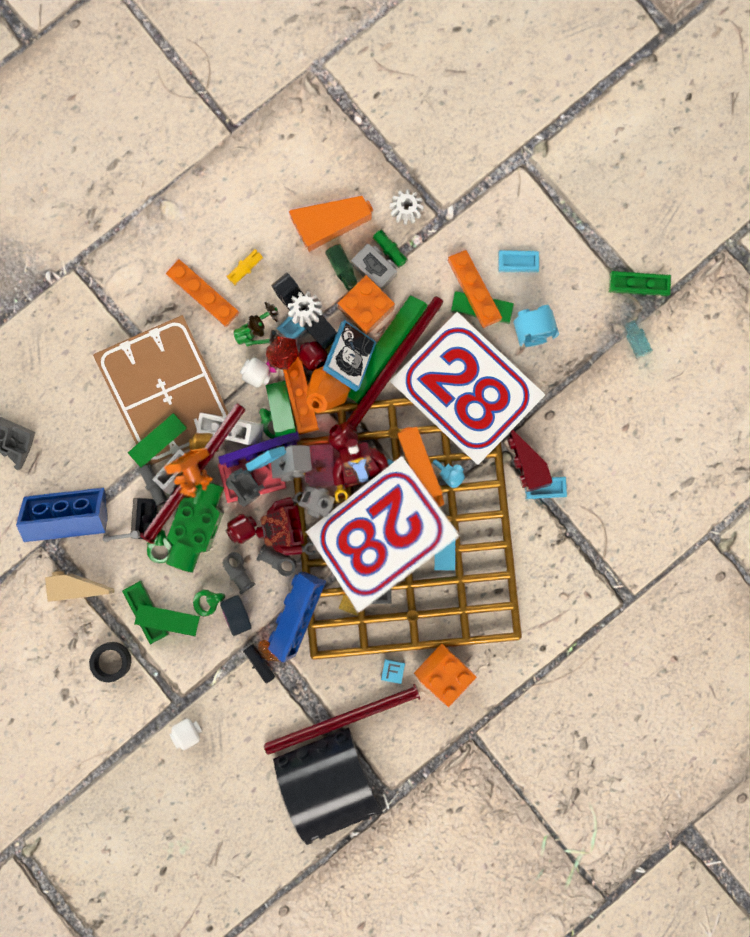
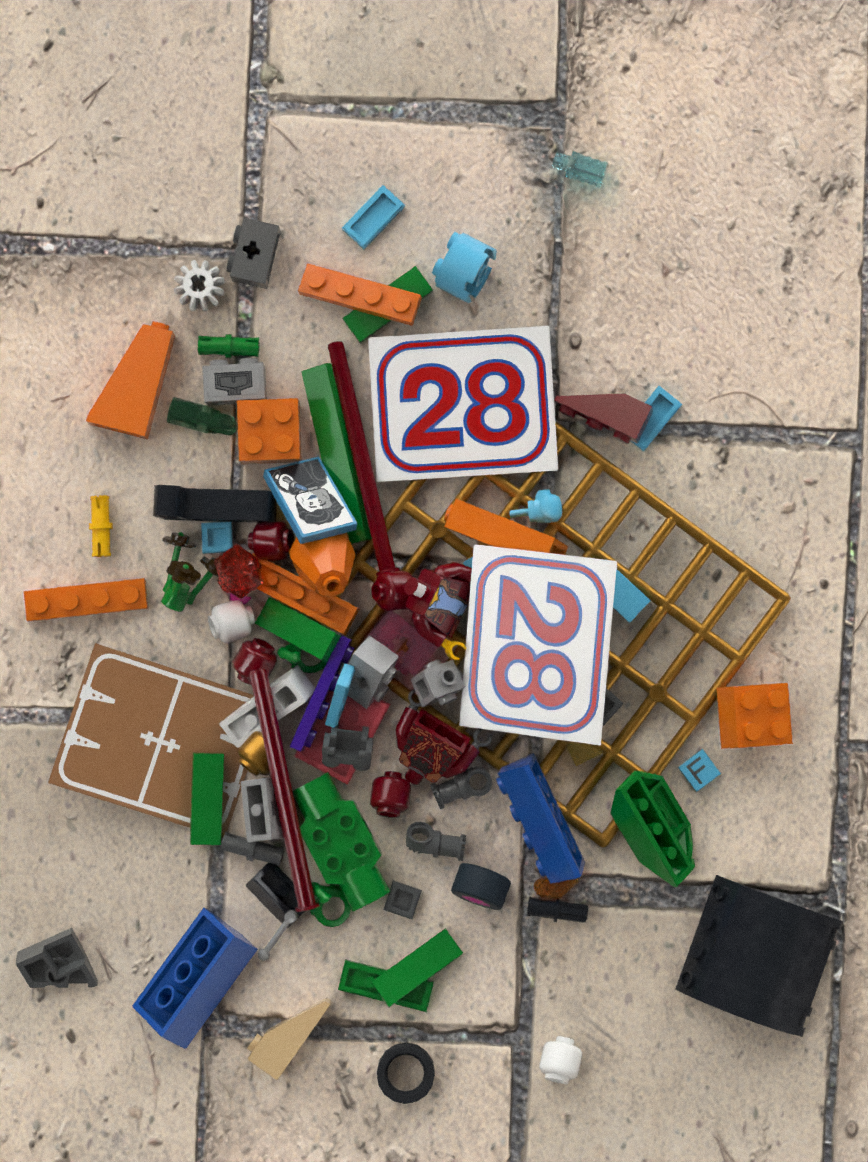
camera: 45 degrees left, 0 degrees up
(191, 474) = (272, 785): orange piece -> none
(195, 582) = (402, 899): none -> dark grey tile
(212, 600) = (439, 895): green piece -> none
(249, 399) = (253, 656): none -> dark red head
(305, 302) = (221, 509): white gear -> none
(341, 720) = (701, 875): dark red axle -> none
(344, 675) = (654, 826): none -> green wedge
(441, 228) = (256, 270): none -> dark grey brick
(639, 283) = (520, 107): green tile -> none

